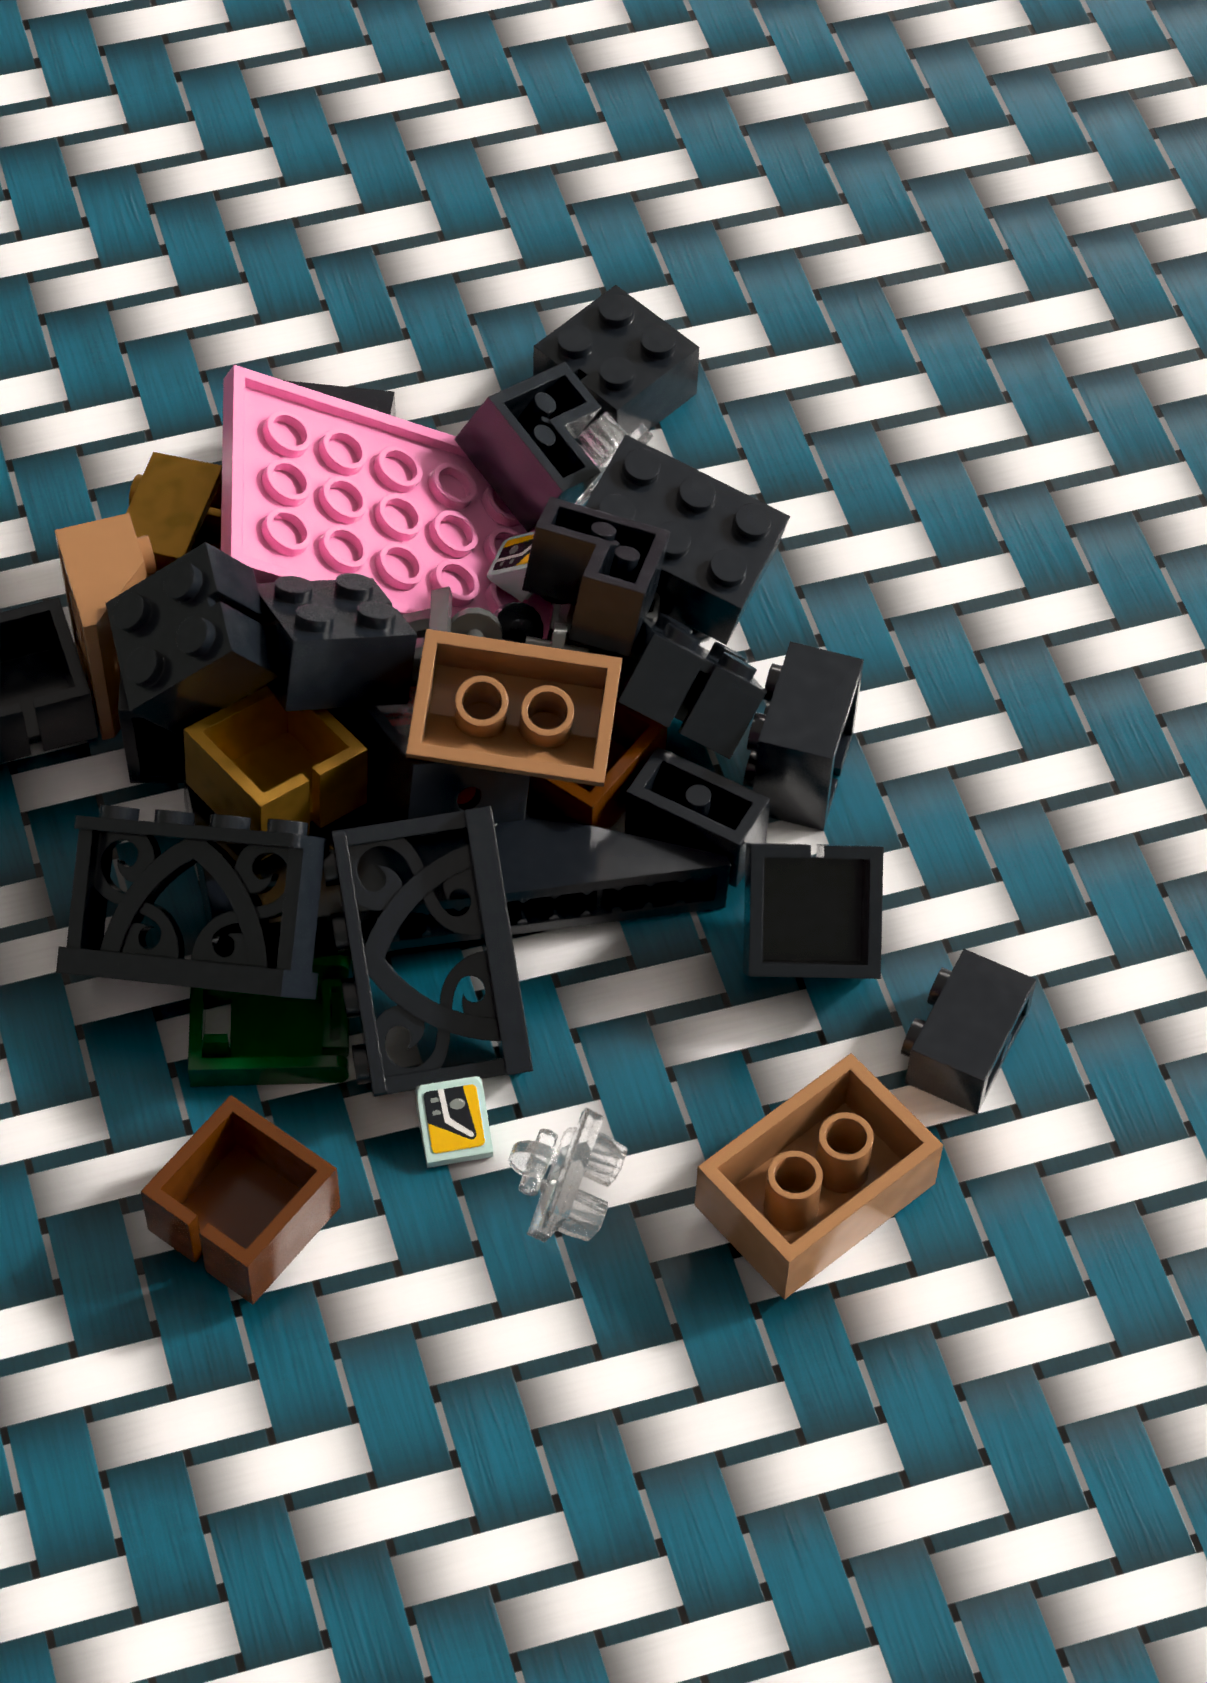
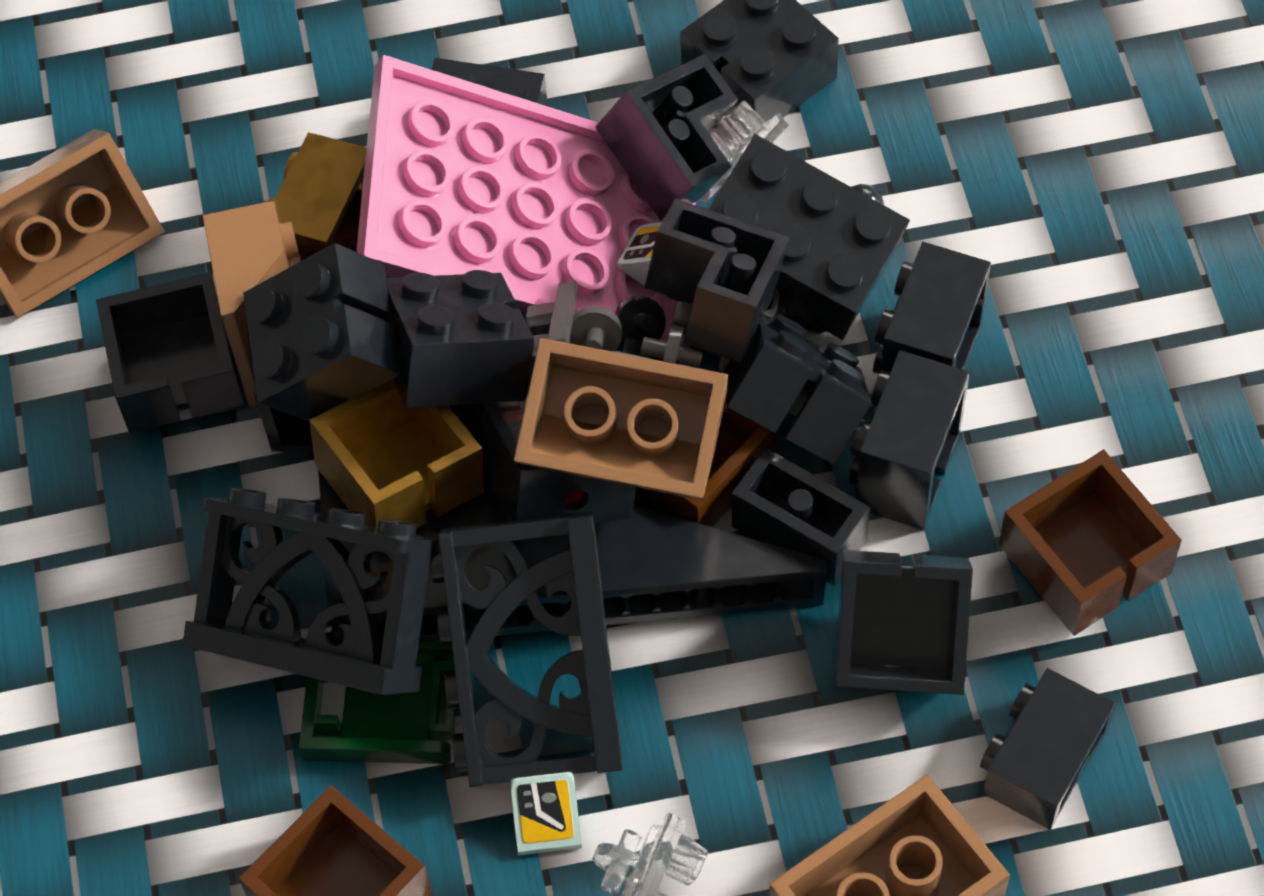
camera: 10 degrees right, 5 degrees up
(821, 602) = (936, 308): none -> black piece
(995, 827) = (1089, 542): none -> reddish brown piece

